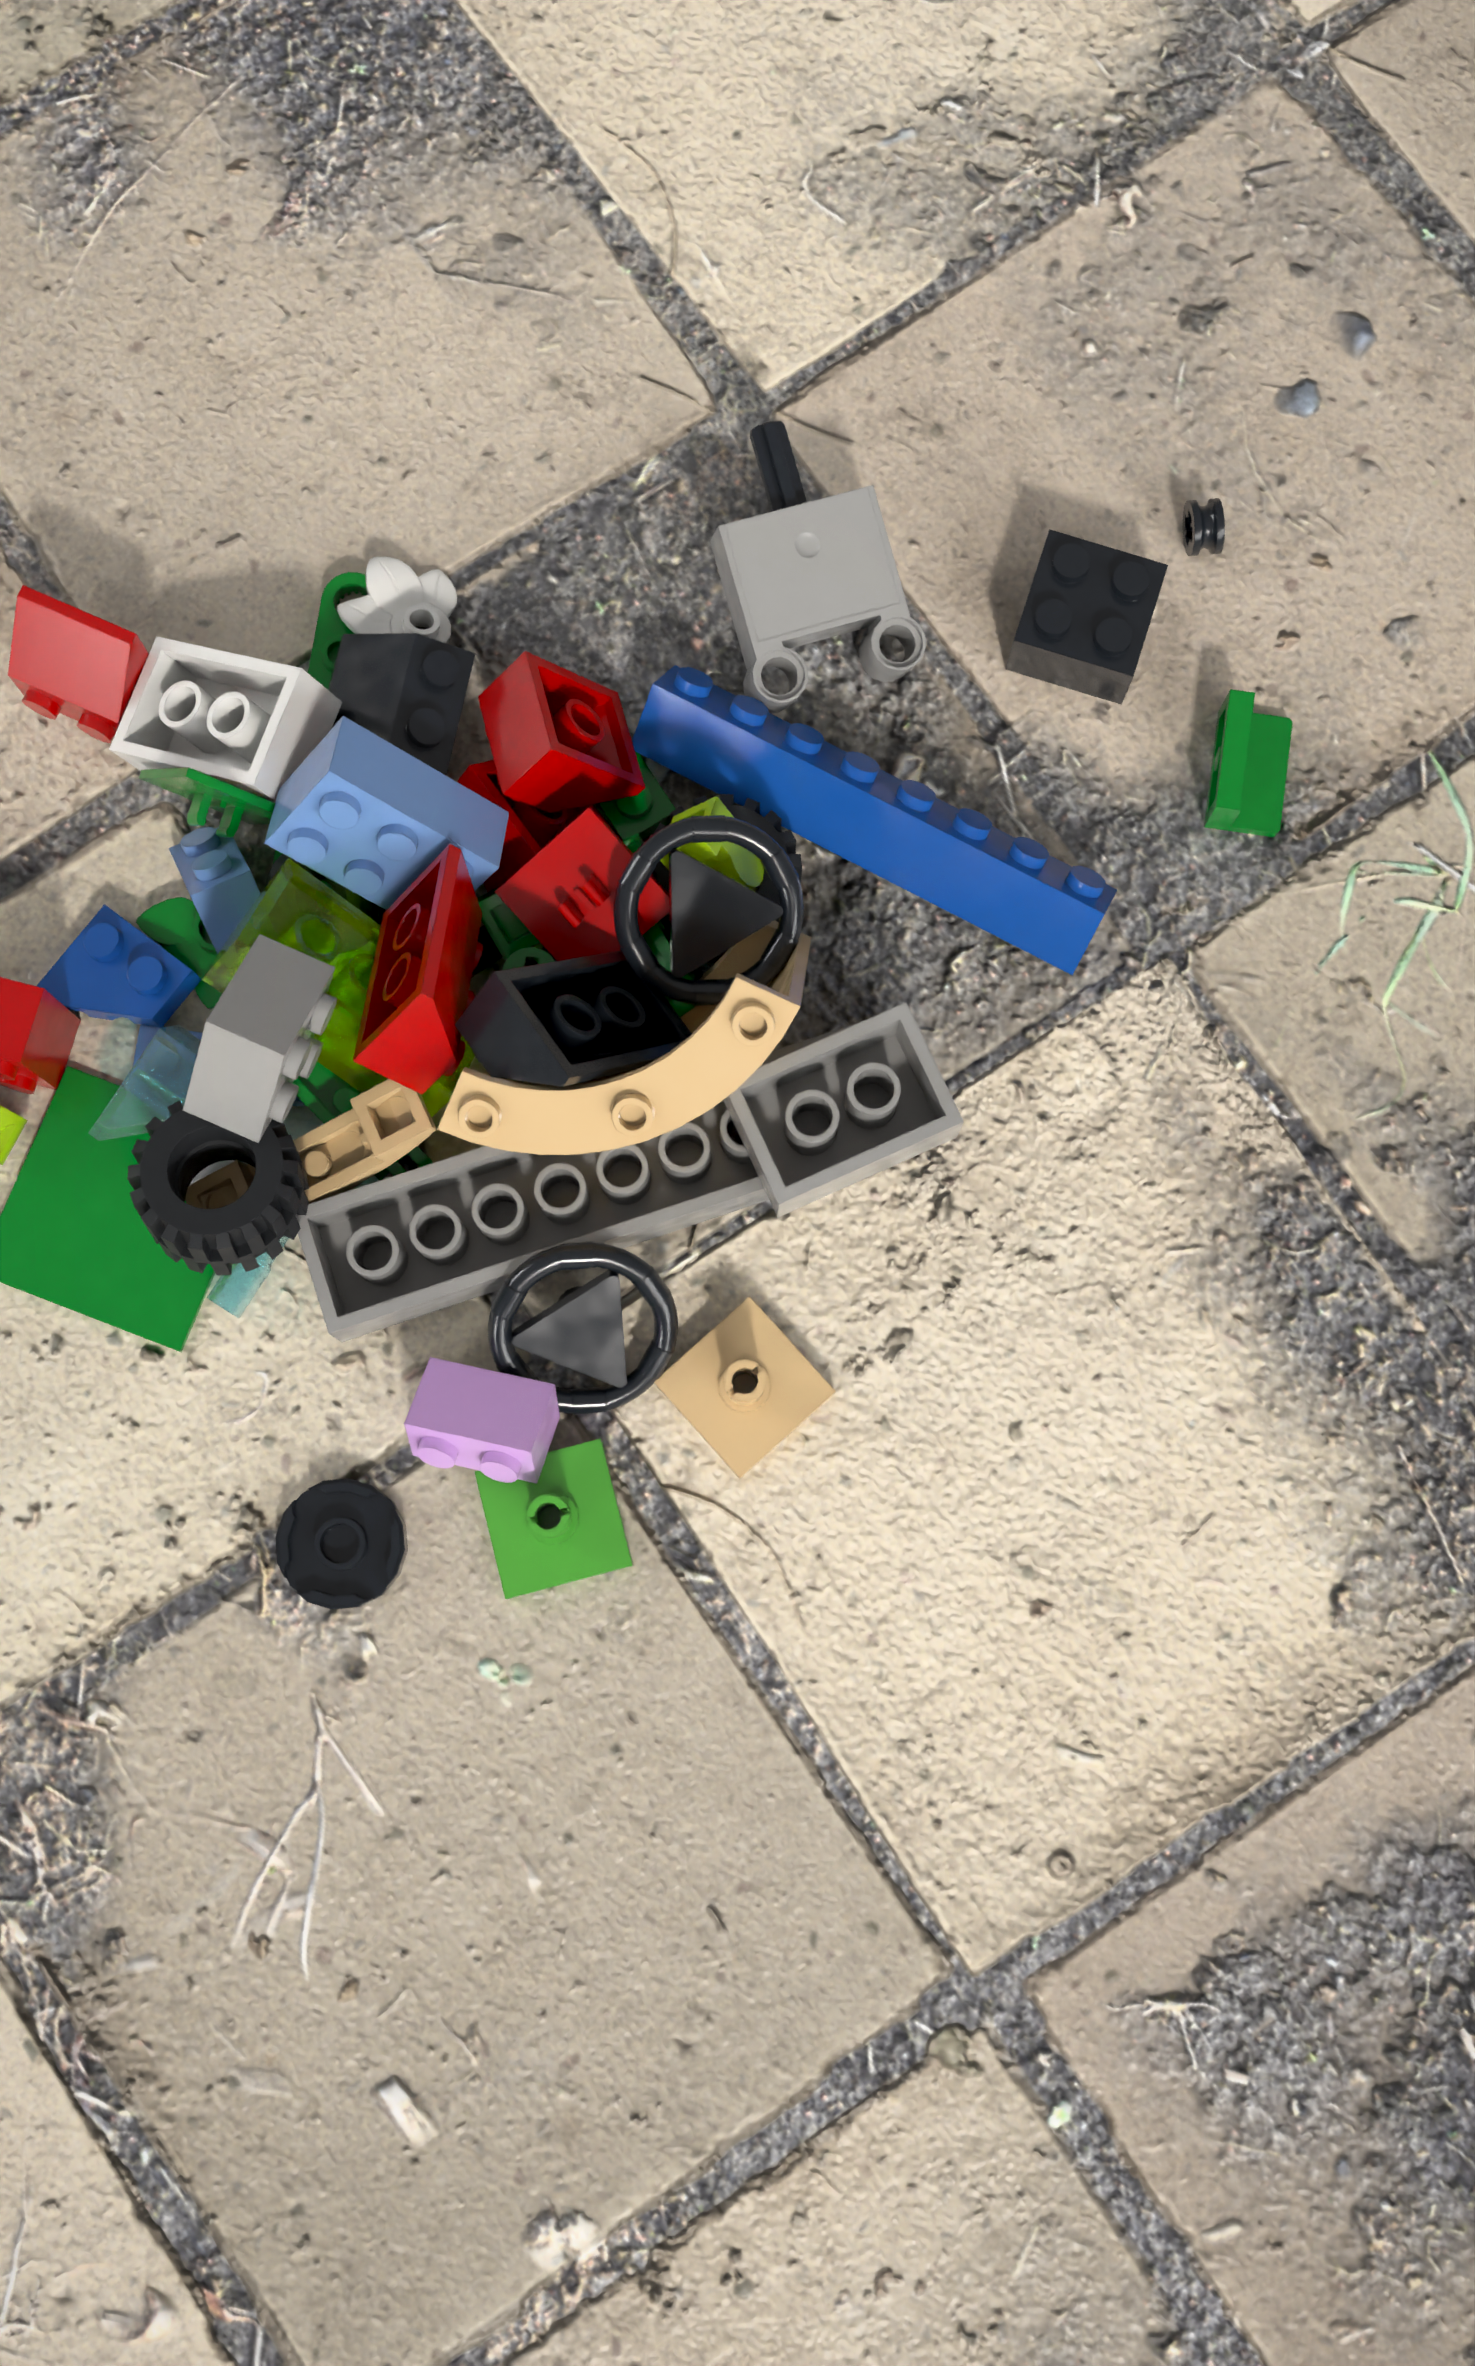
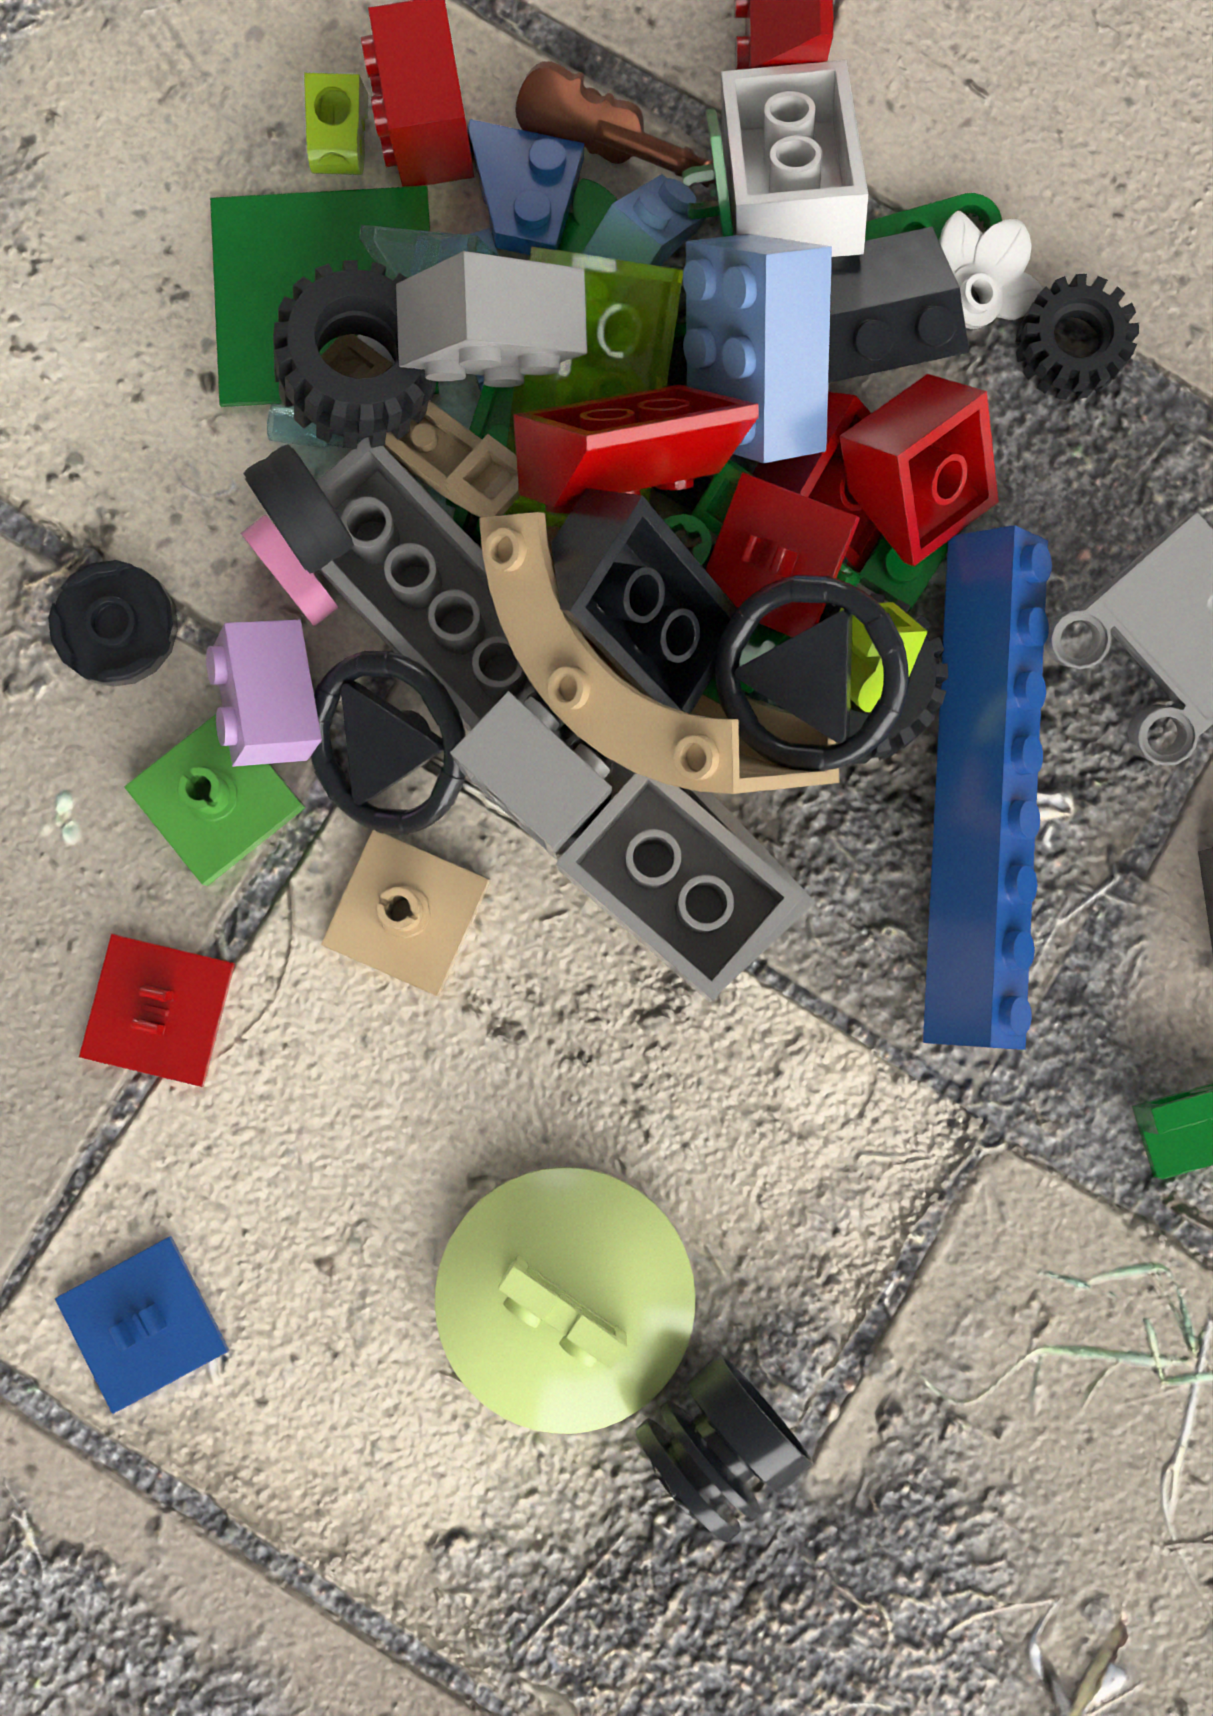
camera: 65 degrees right, 5 degrees up
(64, 904) = (561, 106): none -> copper piece
(339, 1297) = (299, 508): none -> black tyre
(374, 1351) = (288, 571): none -> bright pink beam
(498, 527) = (1096, 309): none -> black tyre
(690, 1189) = (533, 774): none -> light grey brick
(729, 1664) = (157, 1010): none -> red piece
(1019, 1808) = (142, 1324): none -> blue piece
(1164, 1397) = (565, 1300): none -> yellowish green bracket
(1356, 1307) = (722, 1448): none -> black wheel

